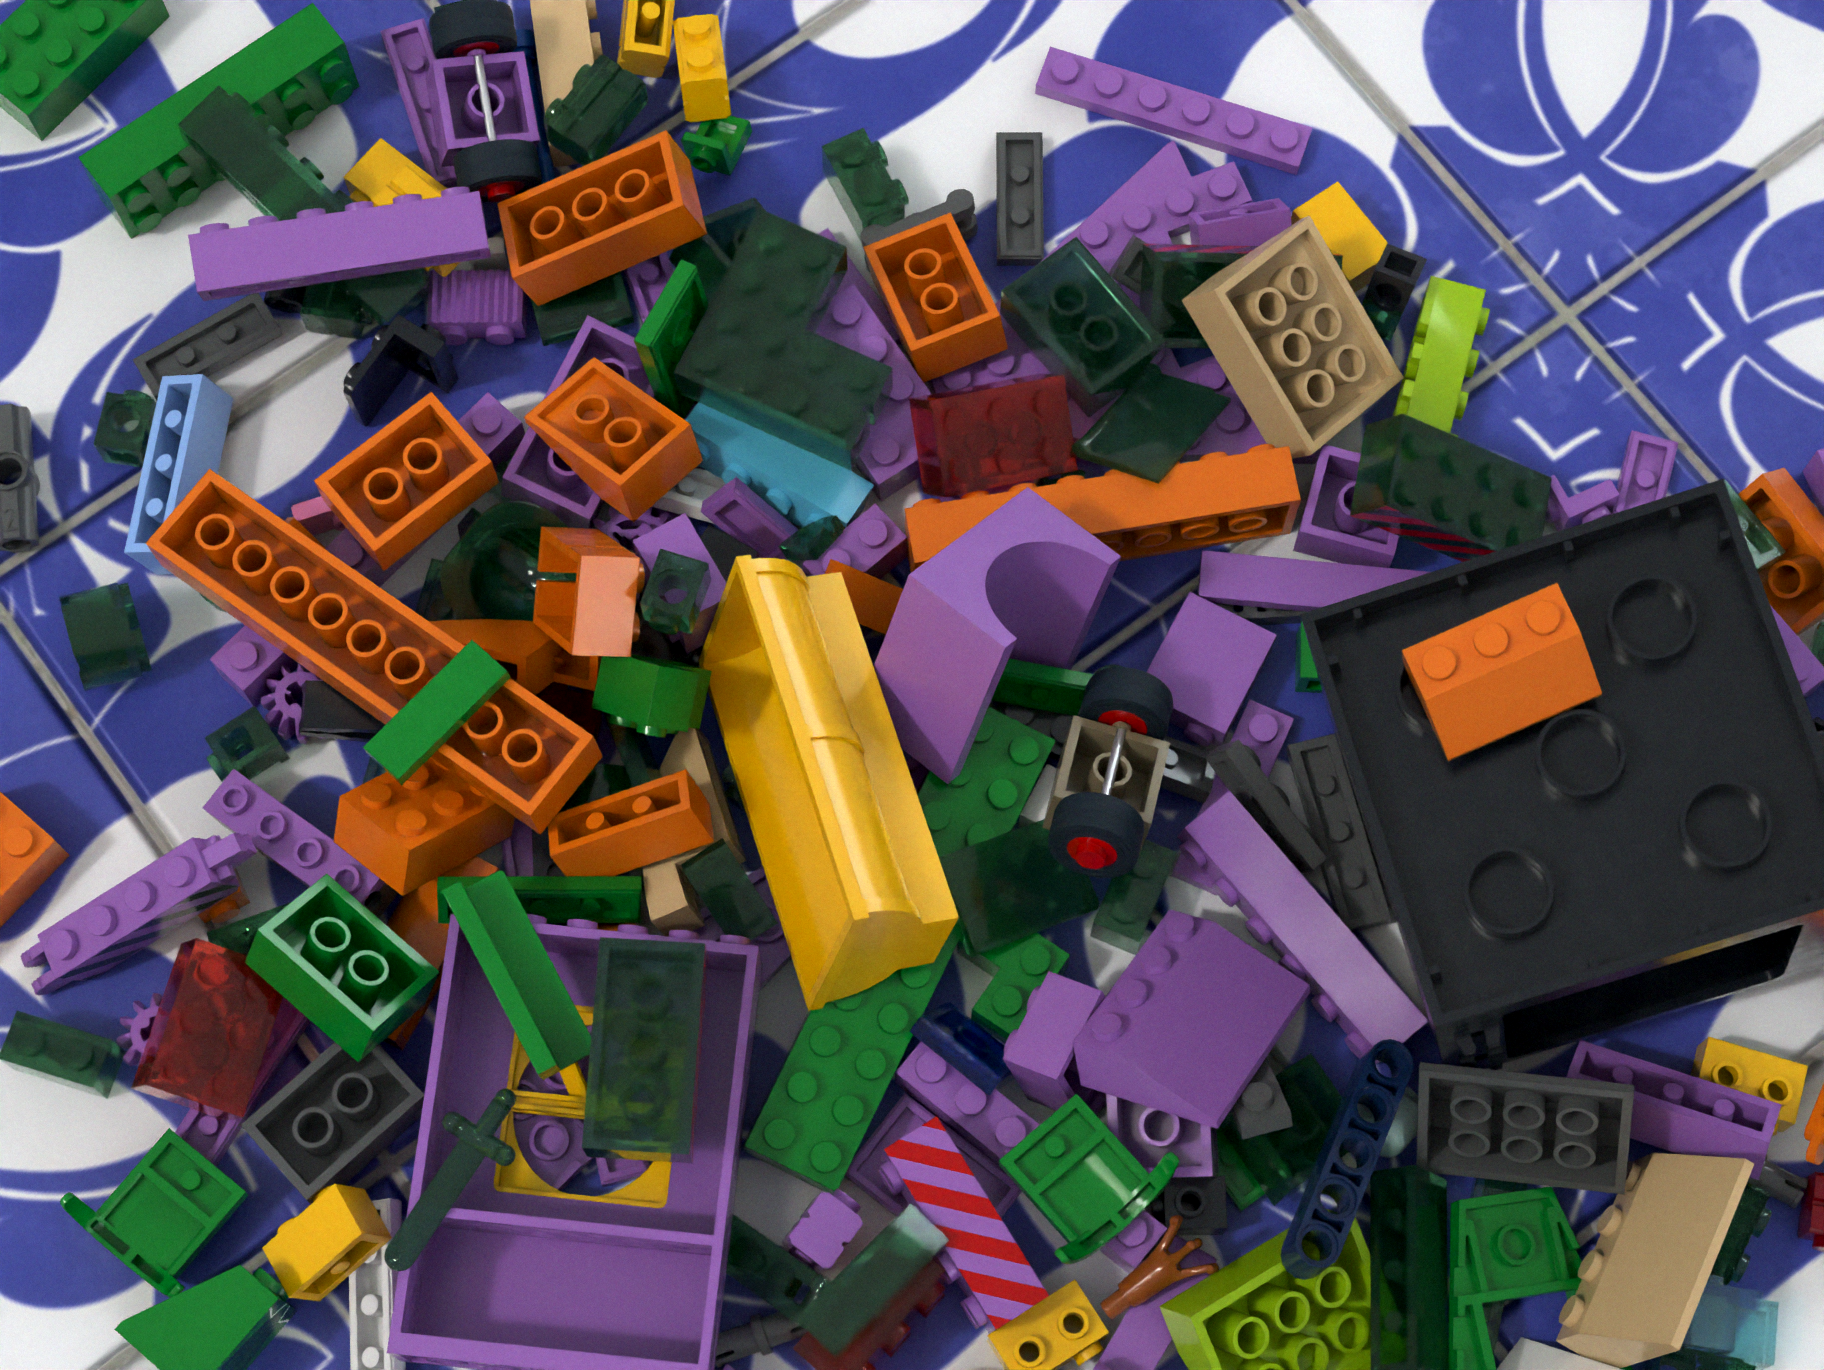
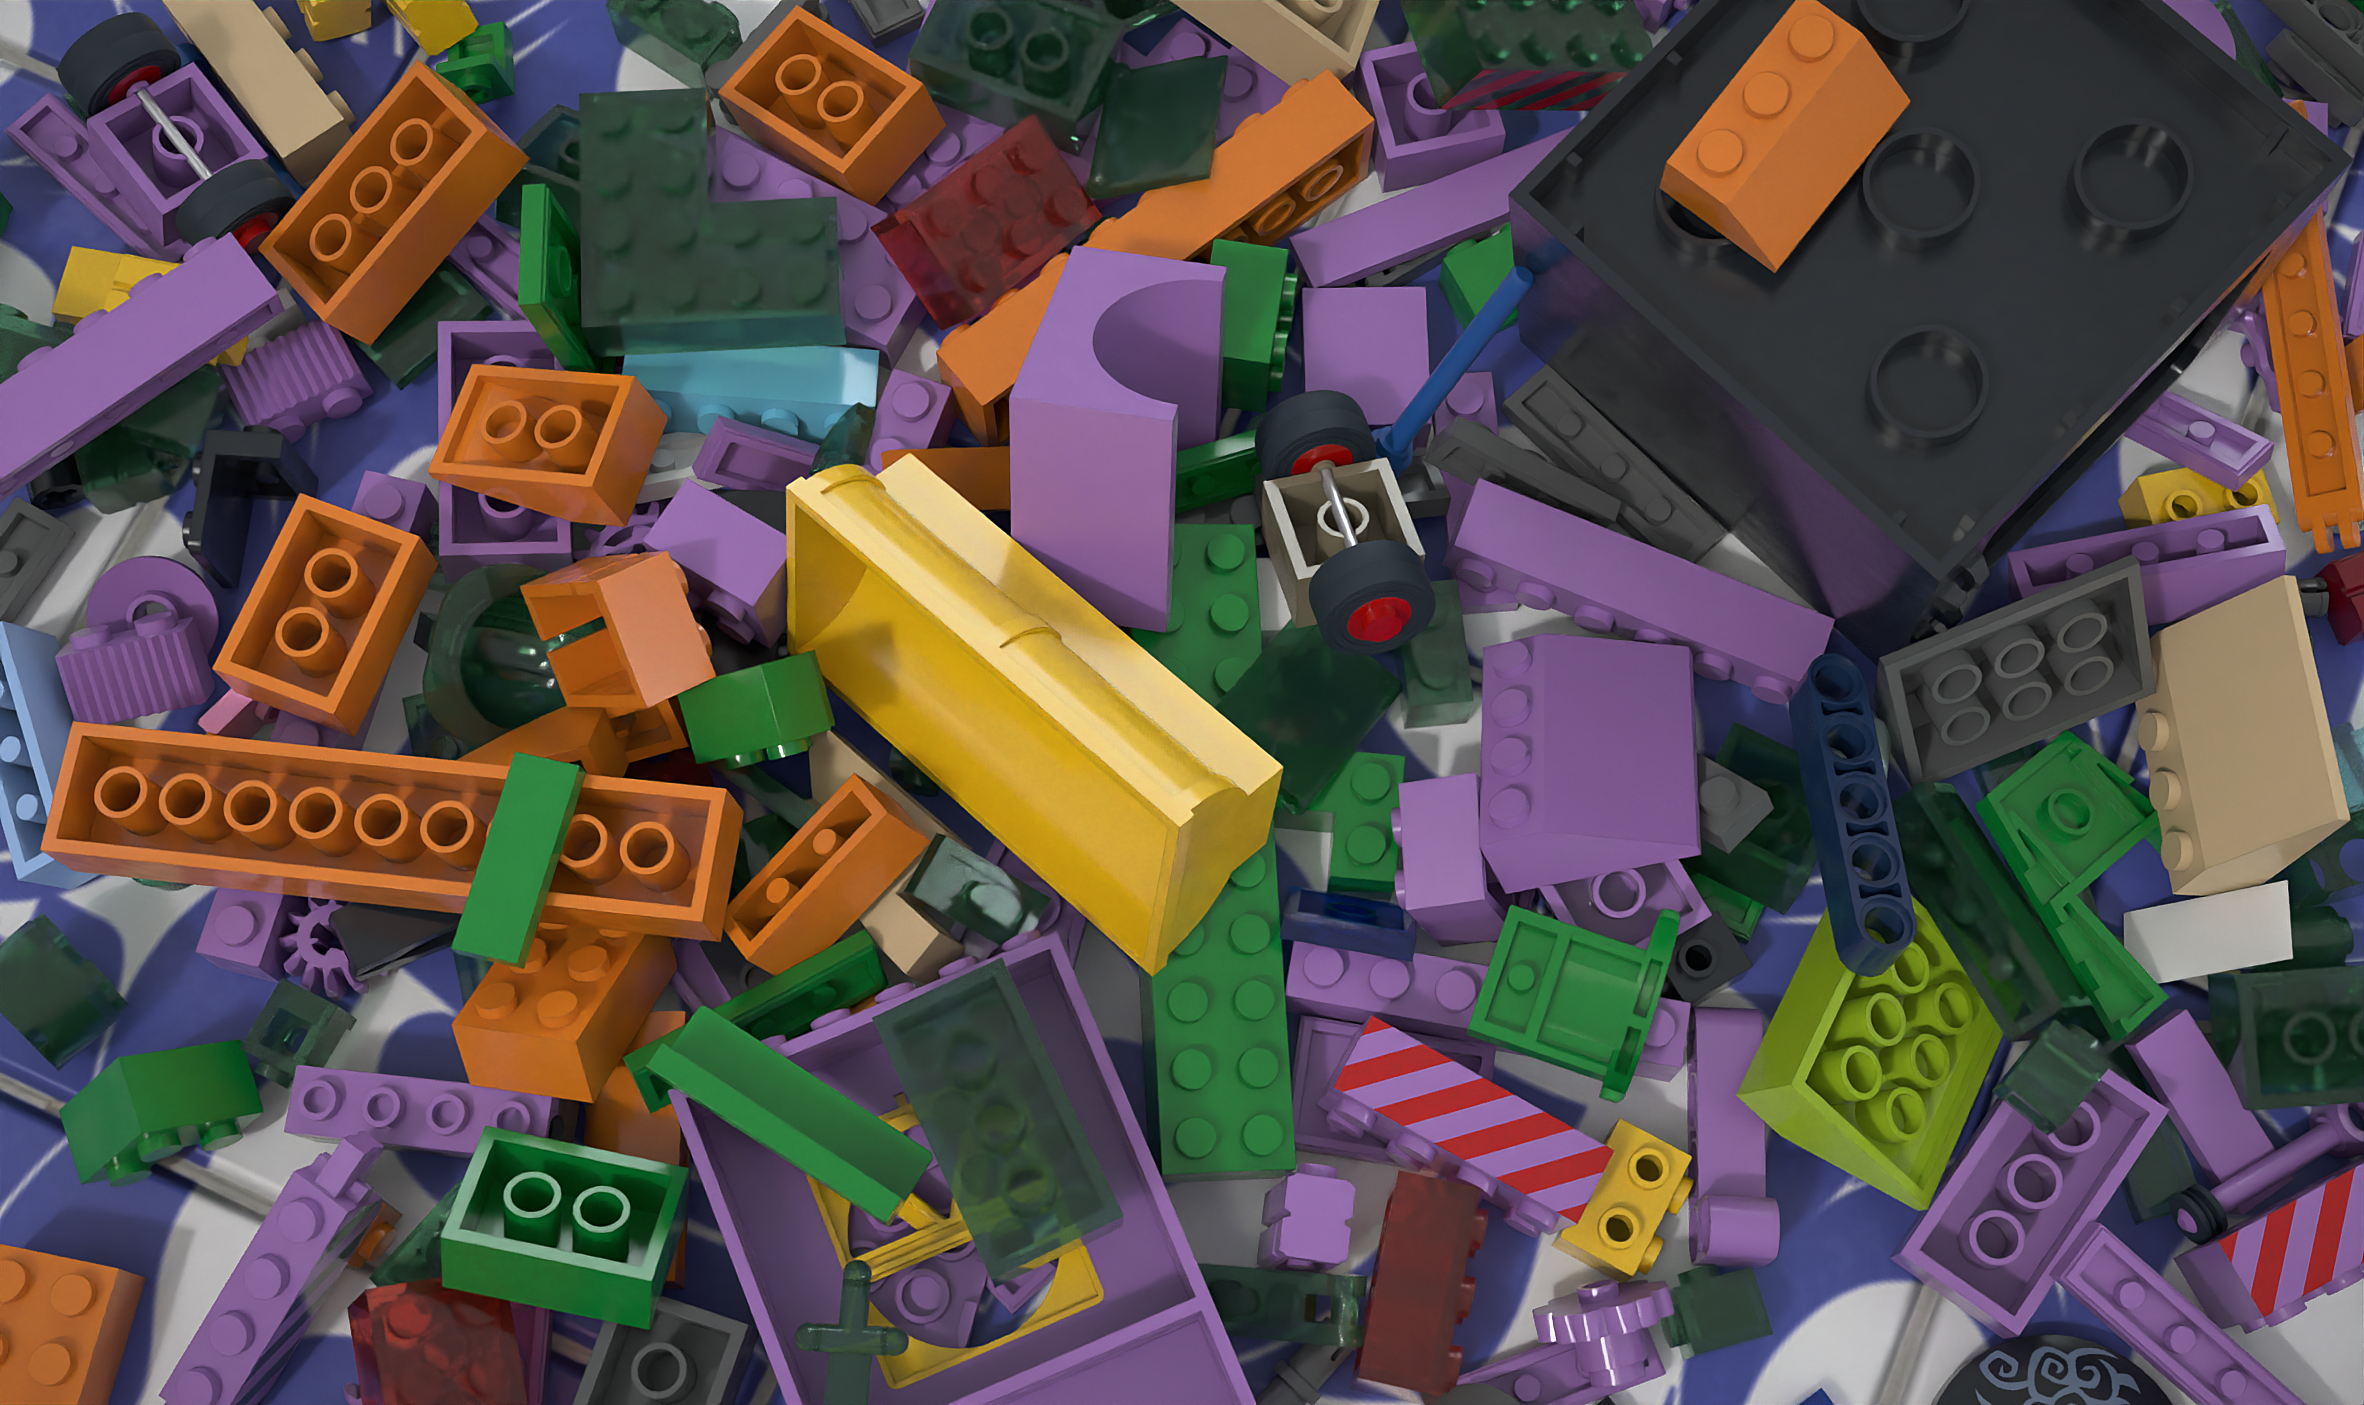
camera: 30 degrees left, 0 degrees up
(132, 747) = (157, 1105): none -> green brick
(270, 449) = (135, 670): none -> medium lavender brick
(285, 433) = (134, 583): none -> medium lavender dish
(595, 110) = (316, 88): clear green brick -> none
(669, 573) = (721, 547): clear green brick -> none
(872, 1280) = (1411, 1245): clear green slope -> none
(1140, 592) = (1256, 321): none -> green brick
(1155, 1273) = (1710, 1058): dark orange piece -> none
(1186, 735) = (1396, 440): none -> blue piece
(1771, 1034) = (2201, 441): none -> medium lavender tile

